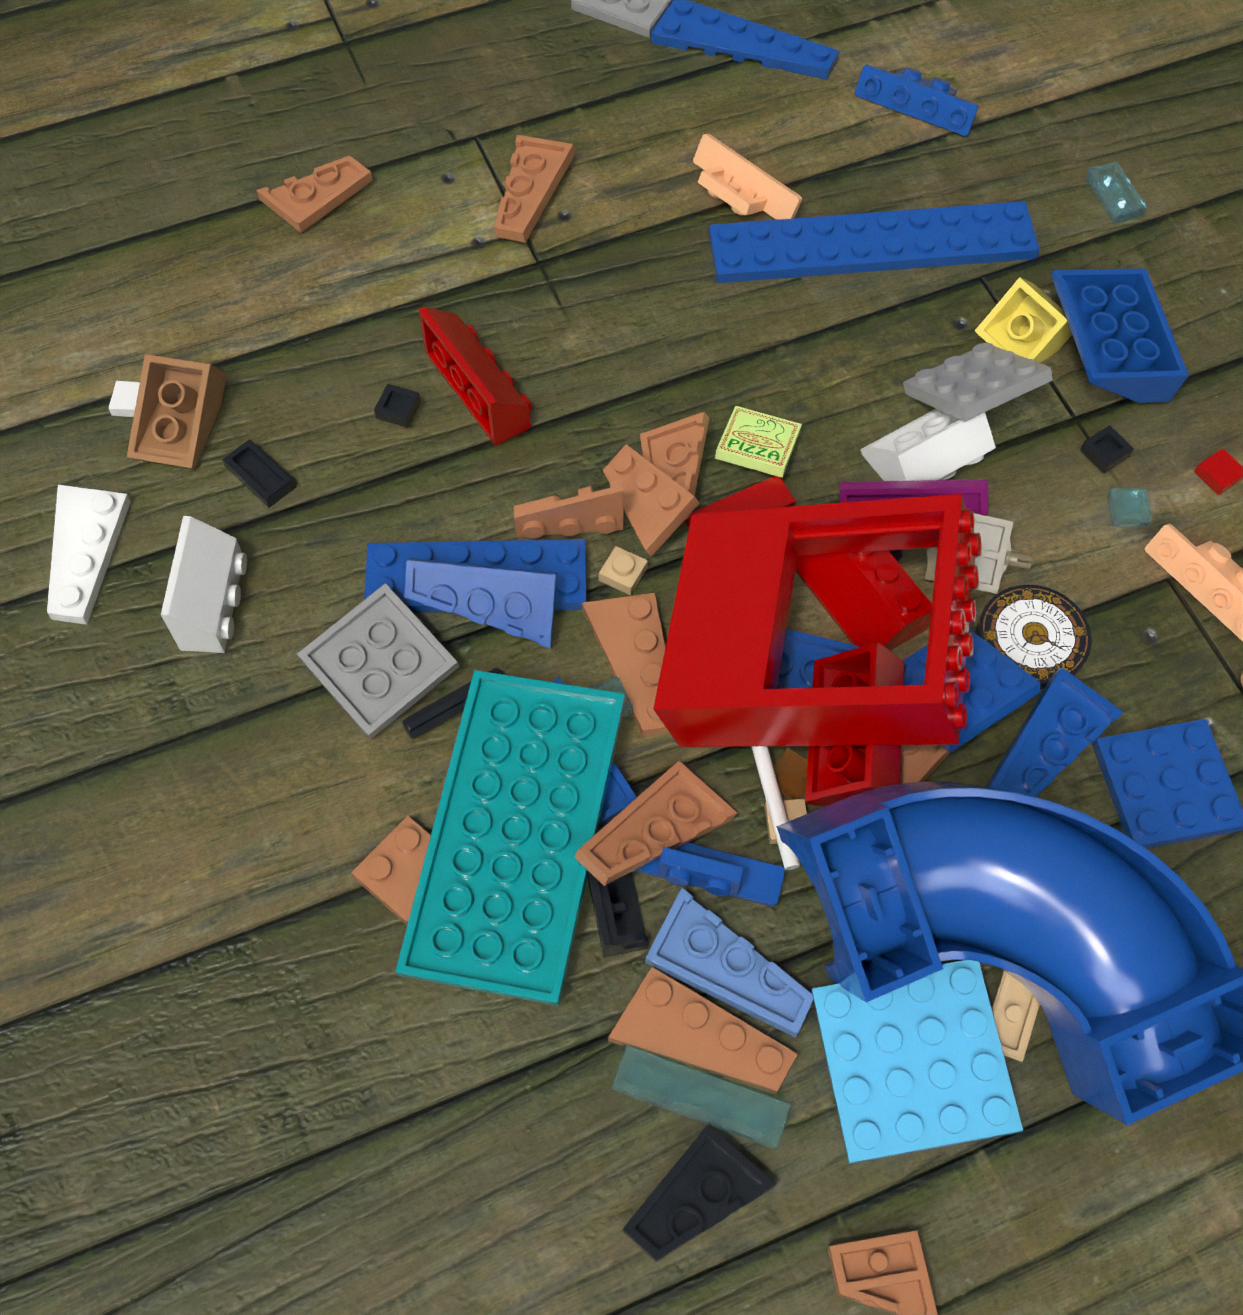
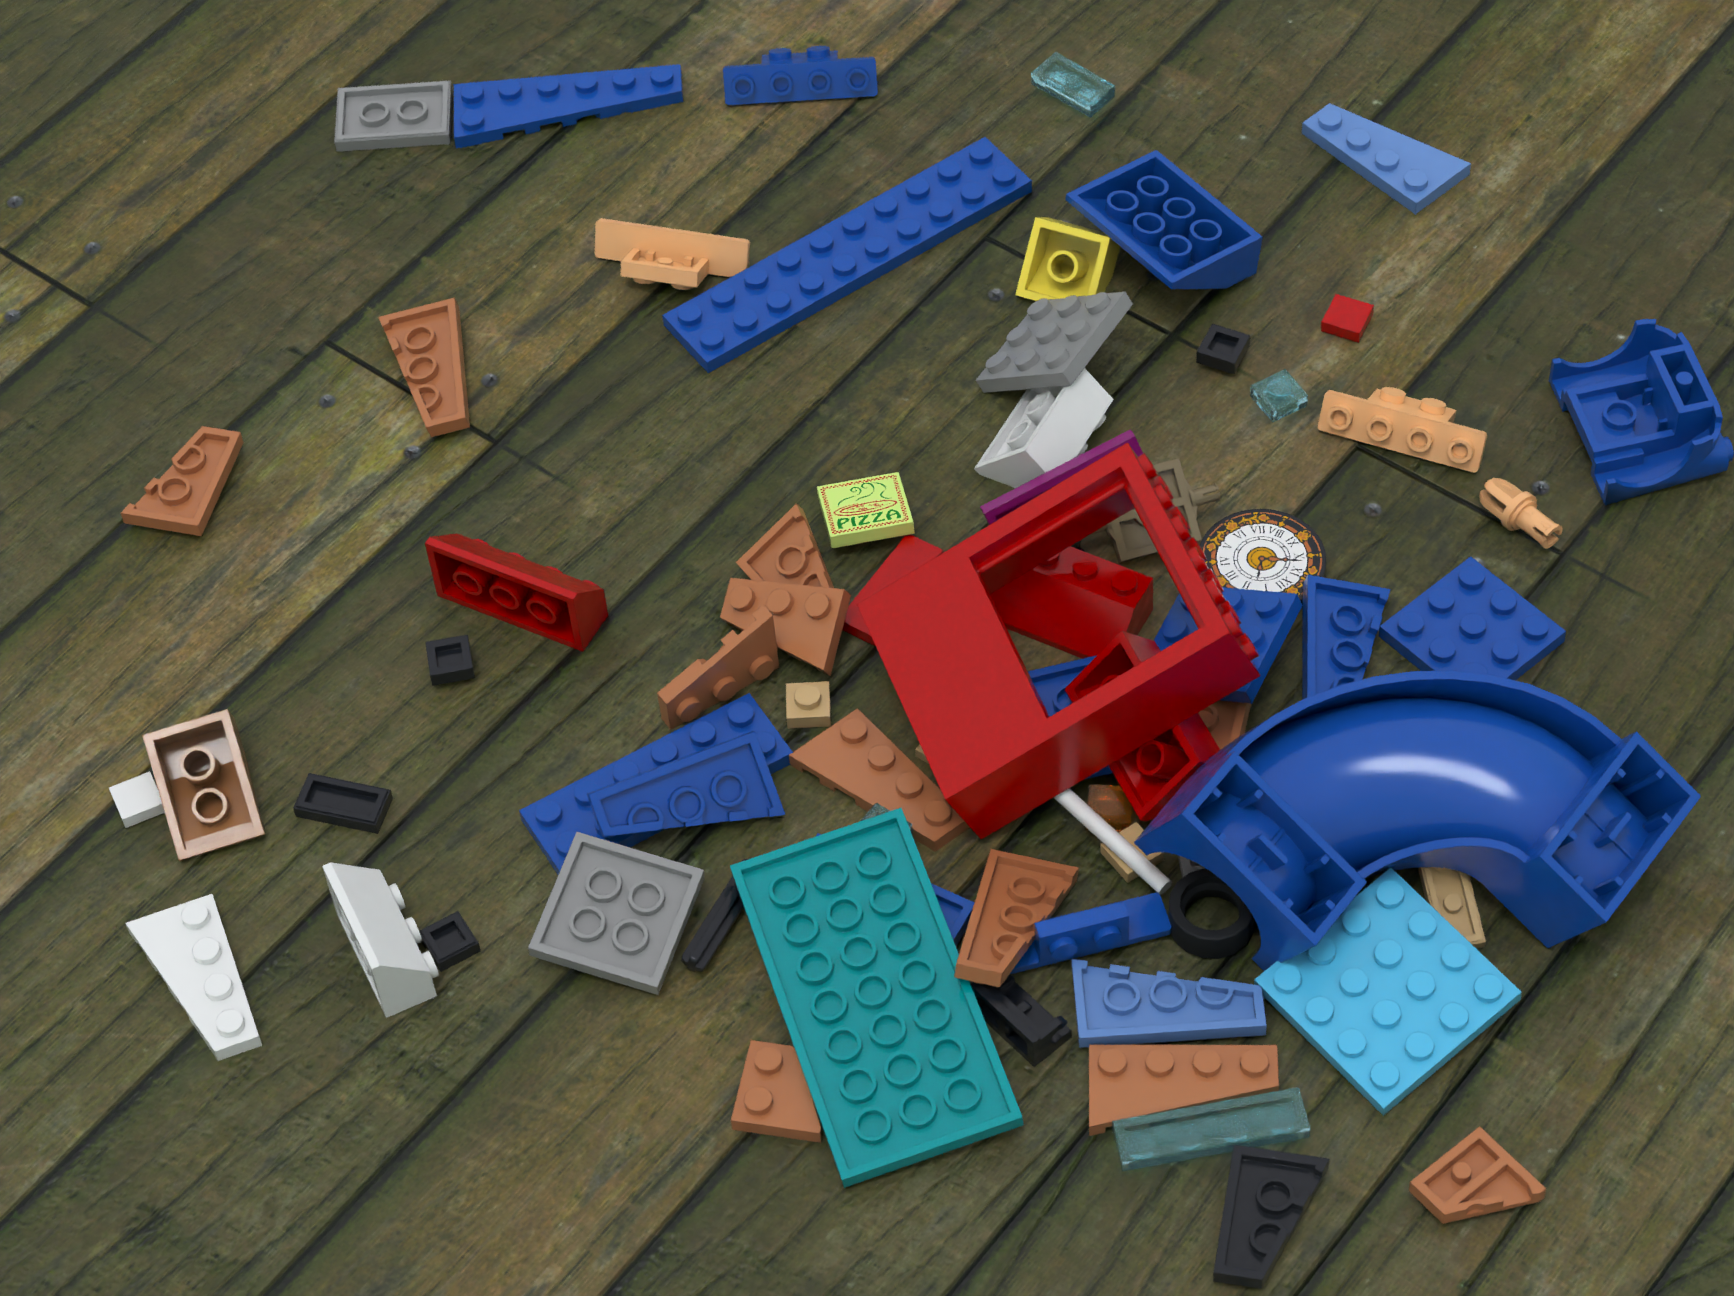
camera: 25 degrees left, 10 degrees down
(257, 616) = (449, 941): none -> black tile
(786, 923) = (1202, 942): none -> black tyre

